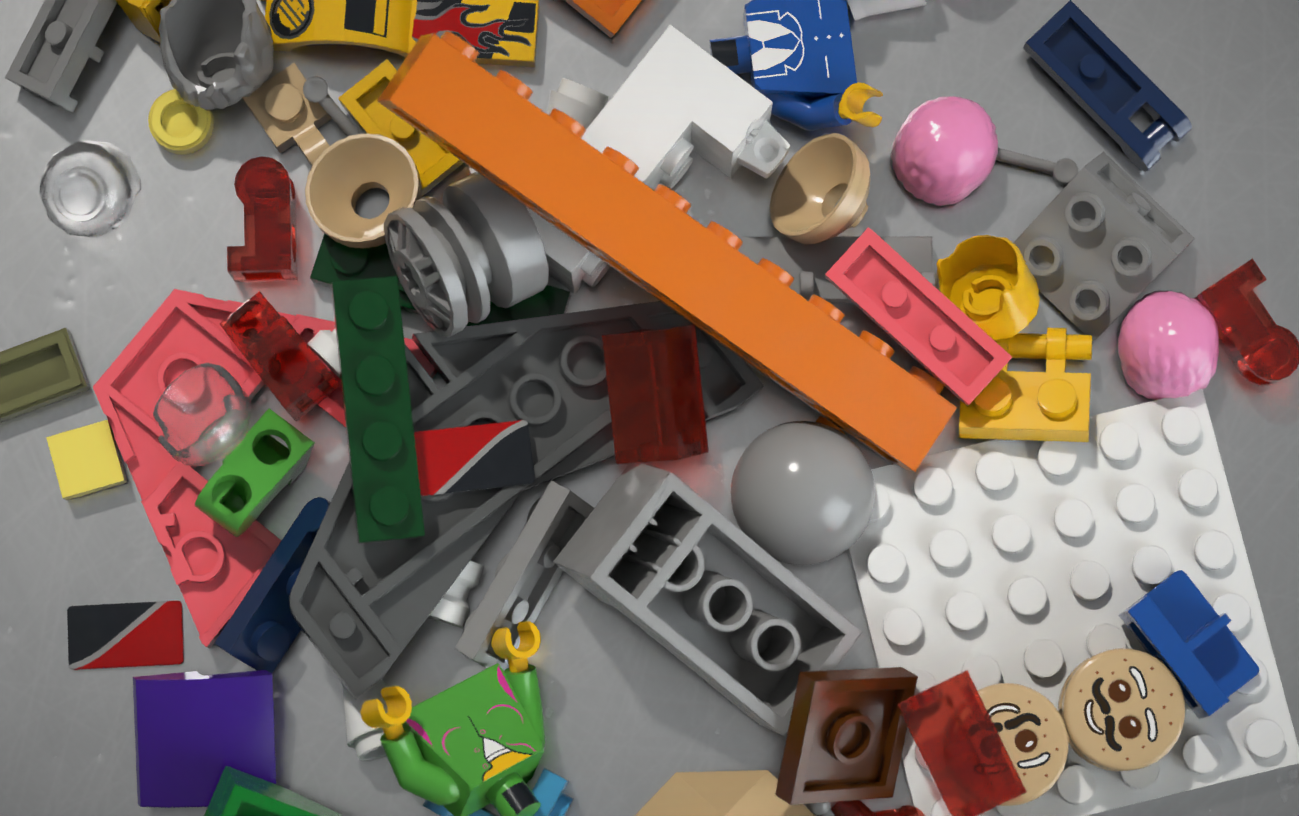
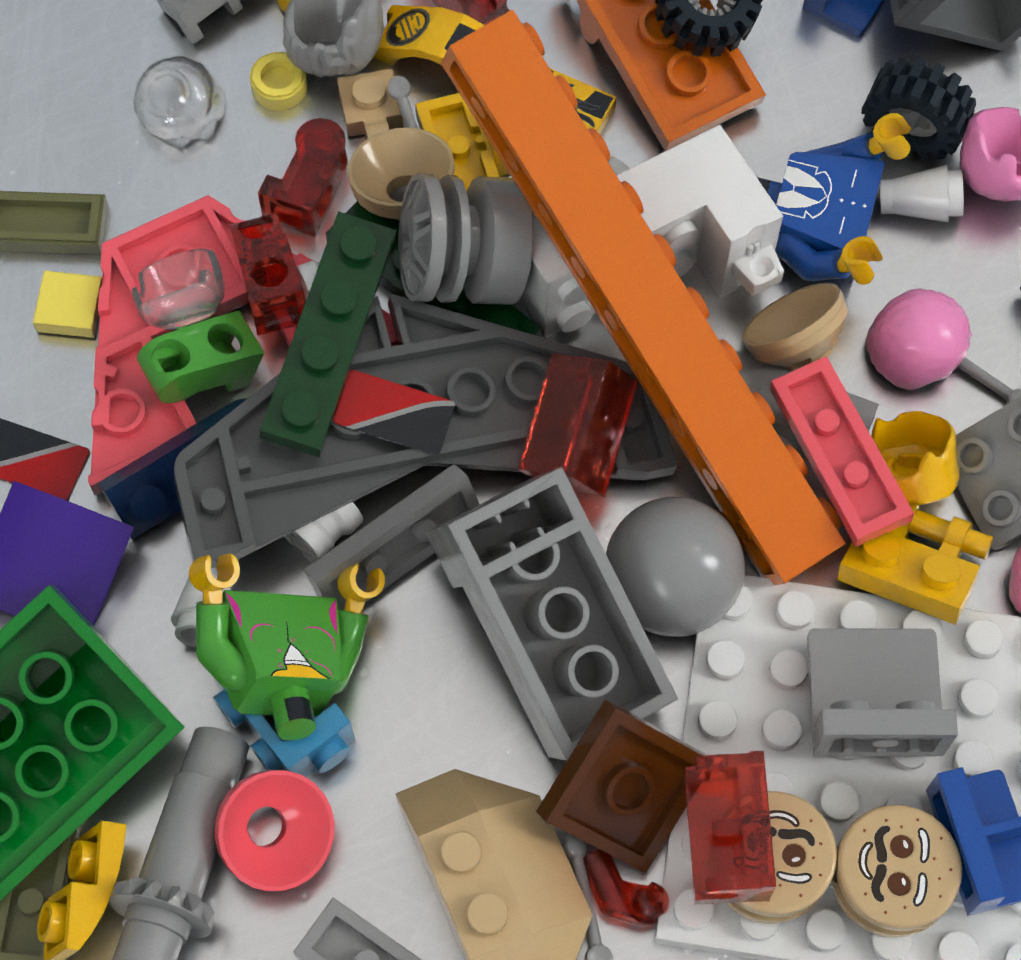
camera: 20 degrees right, 15 degrees down
(1040, 544) = (877, 693): none -> light grey bracket

